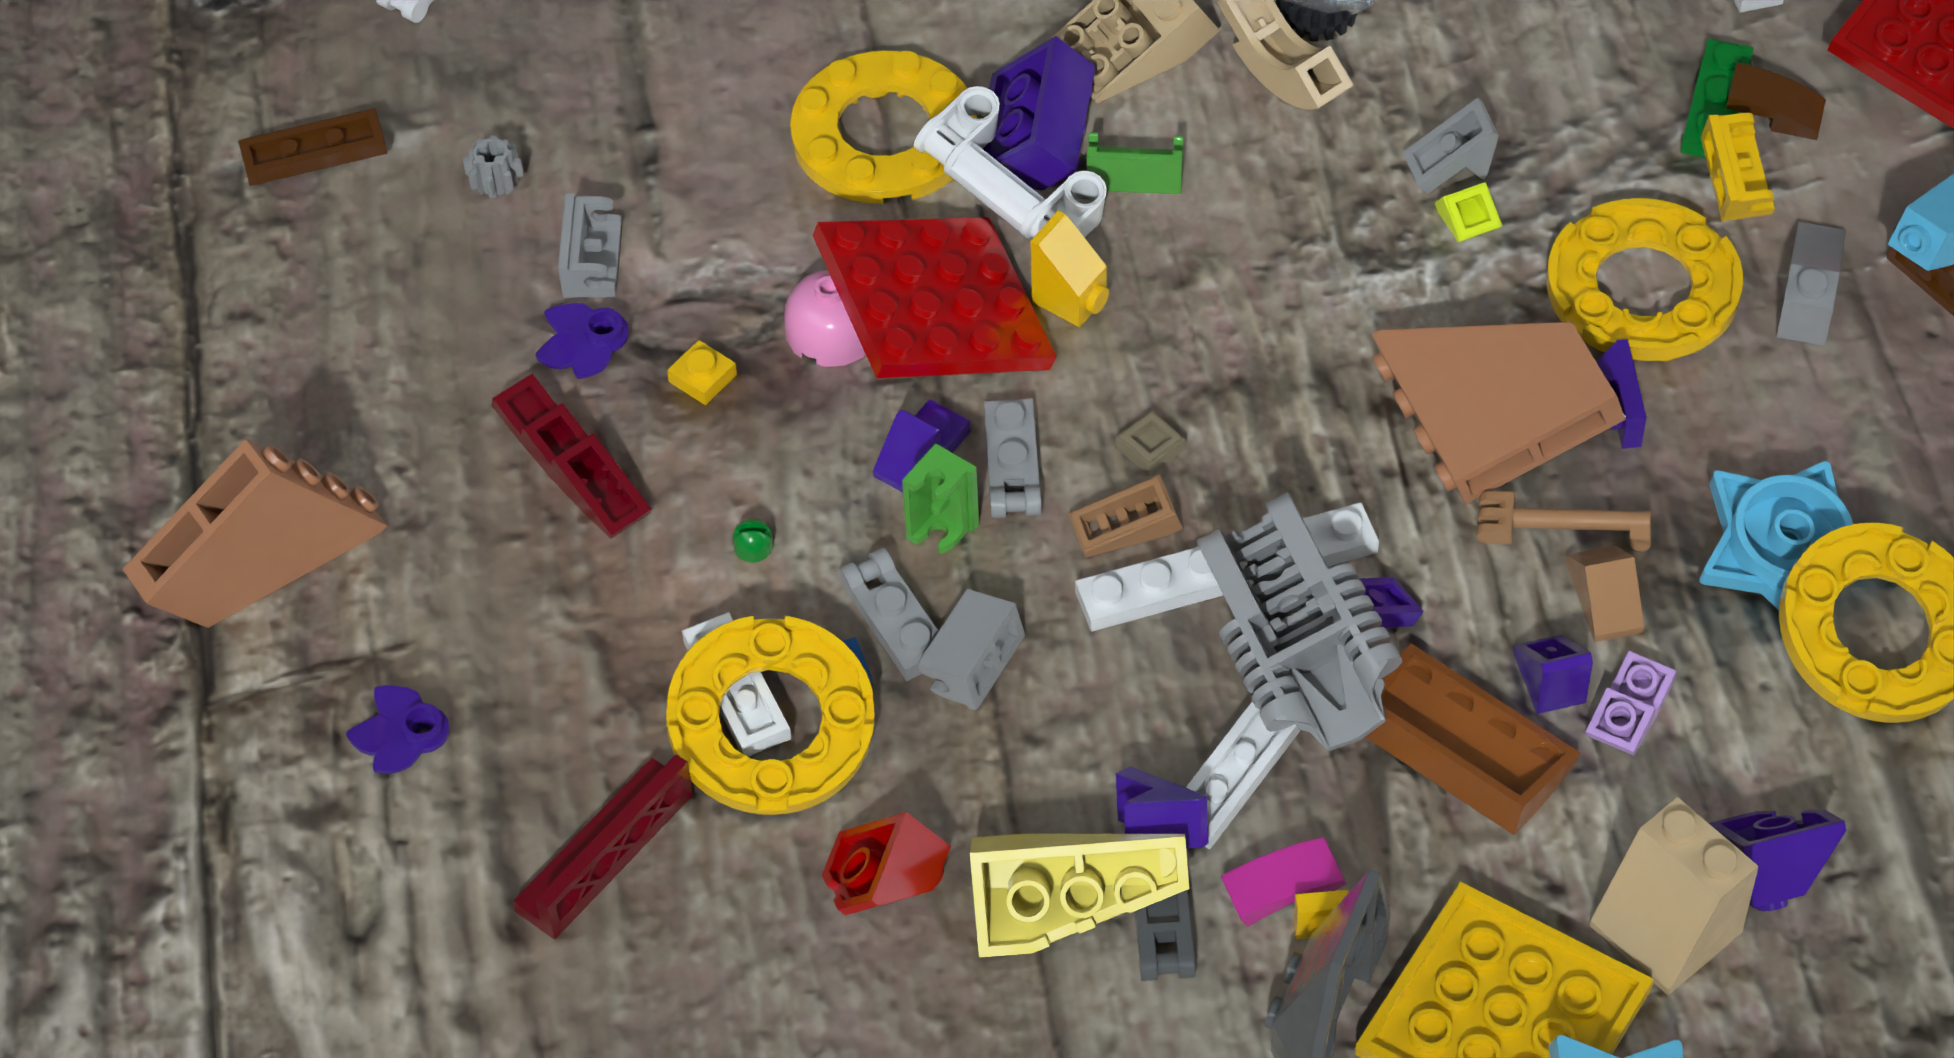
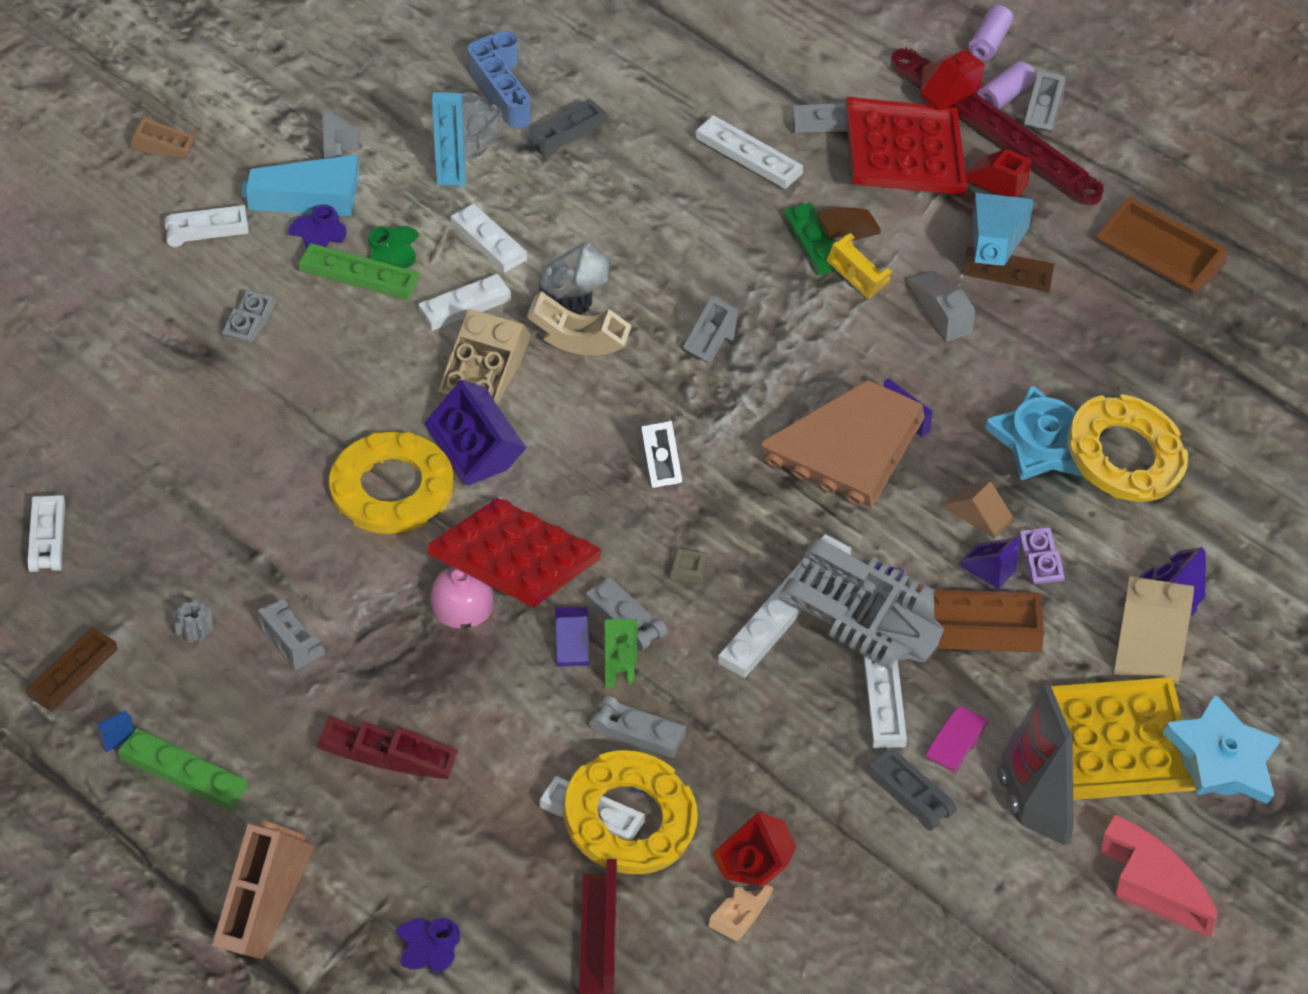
camera: 40 degrees left, 5 degrees down
(288, 249) = (115, 731): none -> blue tile
(326, 342) = (183, 769): none -> bright green plate
(581, 338) = (330, 687): dark purple plate -> none
(702, 372) = (415, 665): yellow plate -> none
(752, 540) = (530, 737): green hinge -> none
(799, 930) = (739, 912): none -> light nougat slope
(958, 145) = (537, 480): white piece -> none
(972, 648) = (698, 718): light grey hinge -> none
(1062, 884) = (852, 808): light yellow wedge -> none
(1067, 272) = (574, 501): yellow slope -> none
(1133, 498) = (717, 587): medium nougat slope -> none
(1137, 168) = (552, 429): bright green hinge -> none
(1160, 807) = (874, 738): dark purple slope -> none
(1240, 271) = (659, 452): none -> slope
(1313, 909) = (992, 743): yellow plate -> none
(1469, 212) = (742, 360): neon yellow slope -> none
(1501, 516) = (900, 504): medium nougat hinge -> none
(1656, 225) = (858, 314): yellow plate -> none

